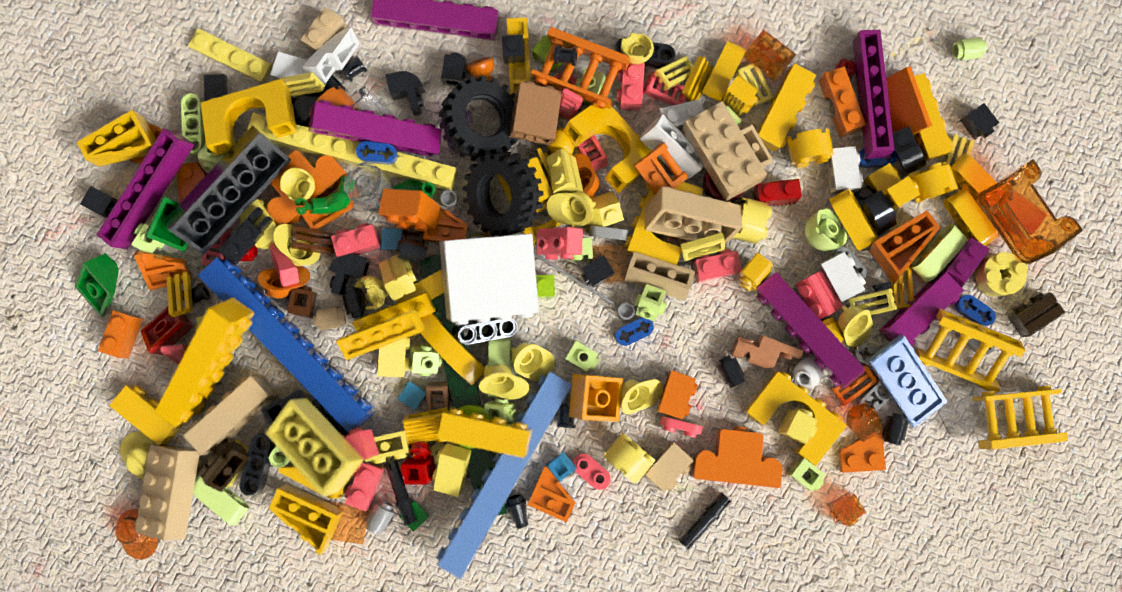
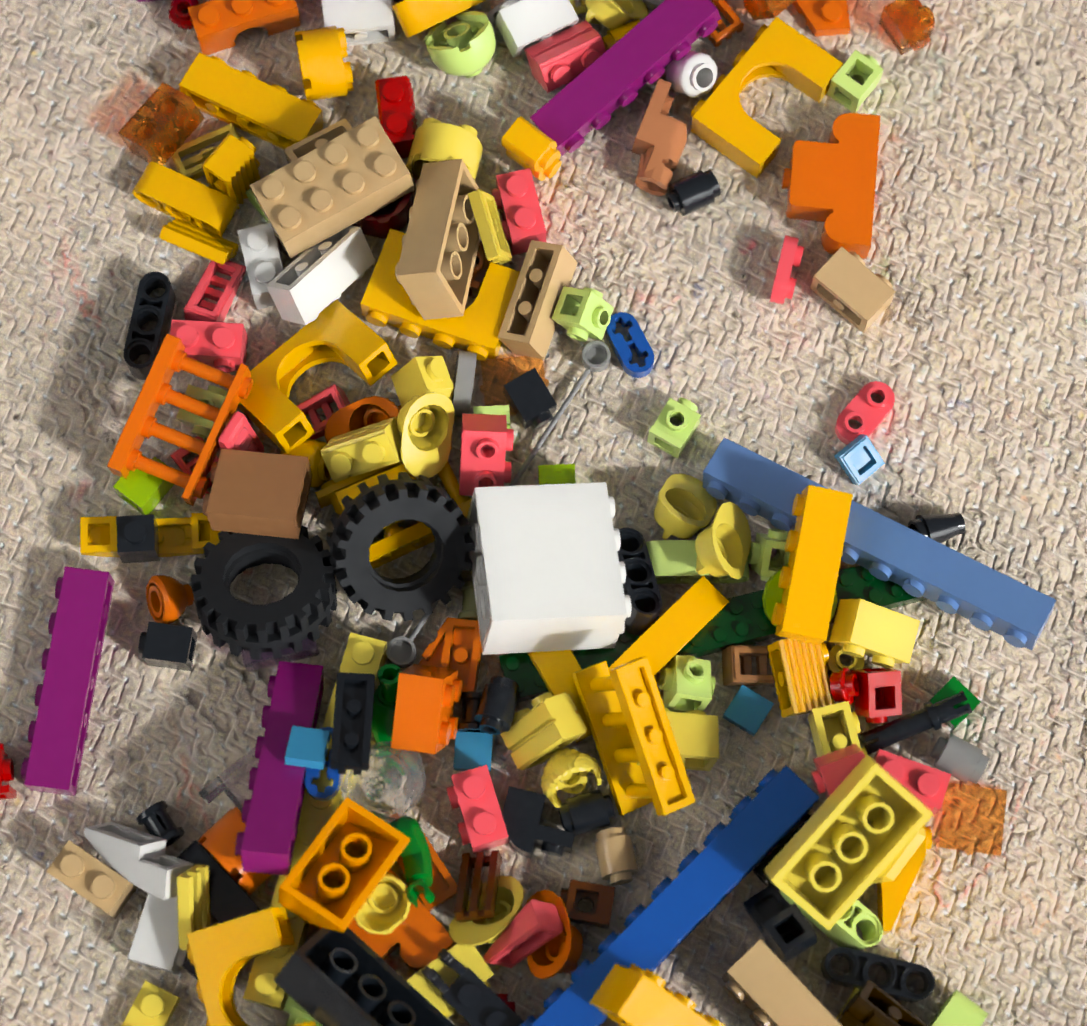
camera: 90 degrees left, 10 degrees down
(307, 515) = (963, 878): yellow wedge -> none
(313, 161) = (341, 867): none -> light orange slope
(381, 141) = (307, 747): none -> dark azure tile
(397, 166) = (352, 722): none -> black hinge
(406, 84) = (194, 725): black brick -> none
(551, 497) = (910, 475): orange wing -> none
(564, 420) = (778, 449): black bush -> none
(565, 55) = (161, 437): black bush -> none
(595, 397) = (744, 398): light orange brick -> none
(629, 458) = (842, 346): light yellow brick -> none
(637, 47) = (146, 326): light yellow hair -> none
(640, 395) = (735, 336): light yellow piece -> none
(653, 172) = (367, 299): orange plate -> none
(665, 79) = (196, 290): light yellow tile -> none
(677, 394) = (734, 276): orange brick -> none
(705, 520) = (931, 229): black pin -> none
(798, 425) = (779, 88): light yellow brick -> none

